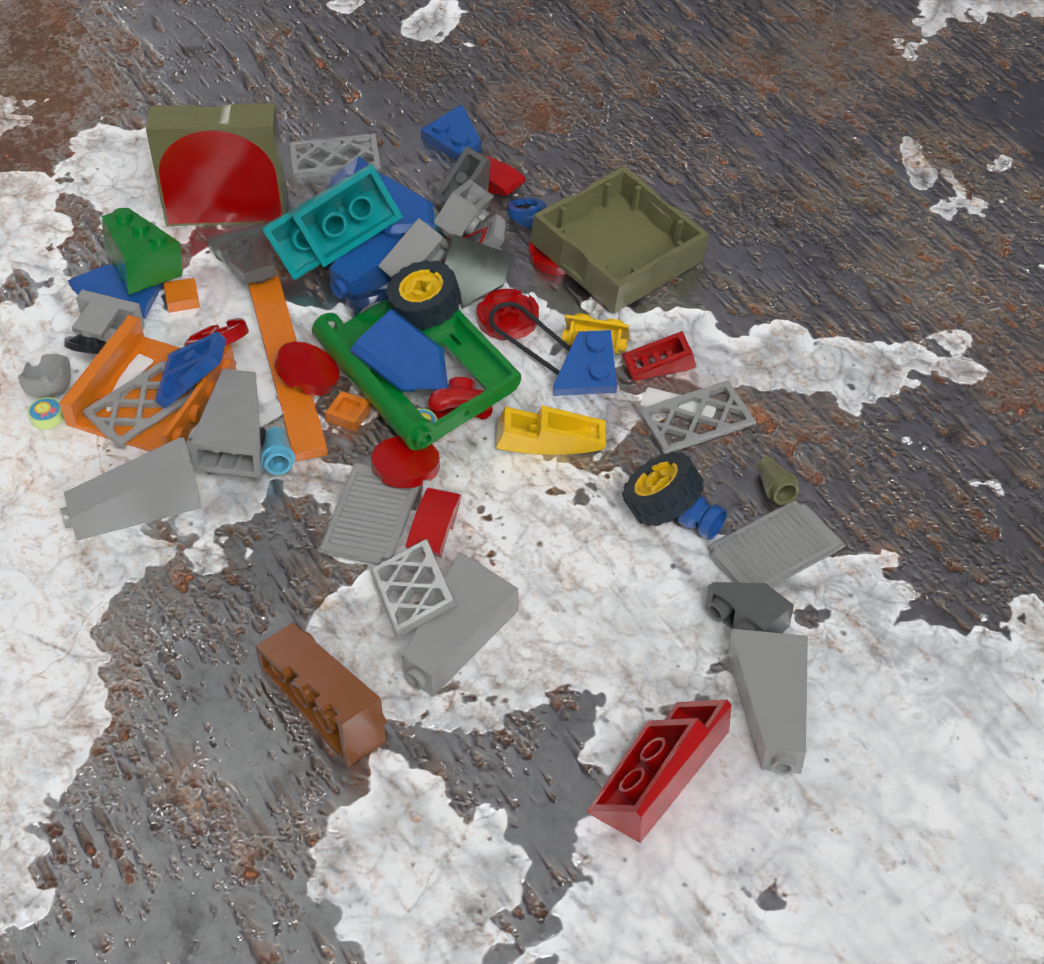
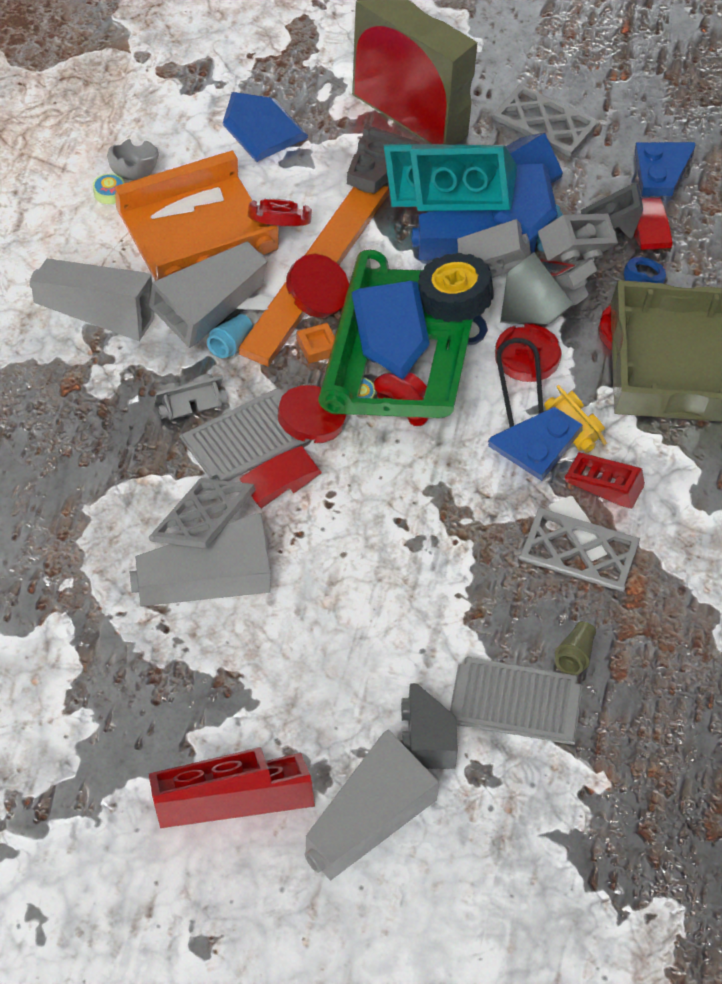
camera: 40 degrees right, 5 degrees up
(96, 318) = (211, 137): light grey piece -> none
(140, 250) = (293, 102): green wedge -> none
(140, 424) = (162, 211): light grey window -> none
(181, 295) = (299, 160): orange tile -> none
(188, 367) = (227, 222): blue wing -> none
(288, 525) = (177, 398): none -> light grey hinge
(324, 693) = (60, 541): dark orange wedge -> none
(357, 303) = (417, 259): dark blue piece -> none
(549, 432) = (444, 472): yellow slope -> none
(663, 489) = (467, 582): black wheel -> none
(704, 518) = (482, 634): blue wheel -> none

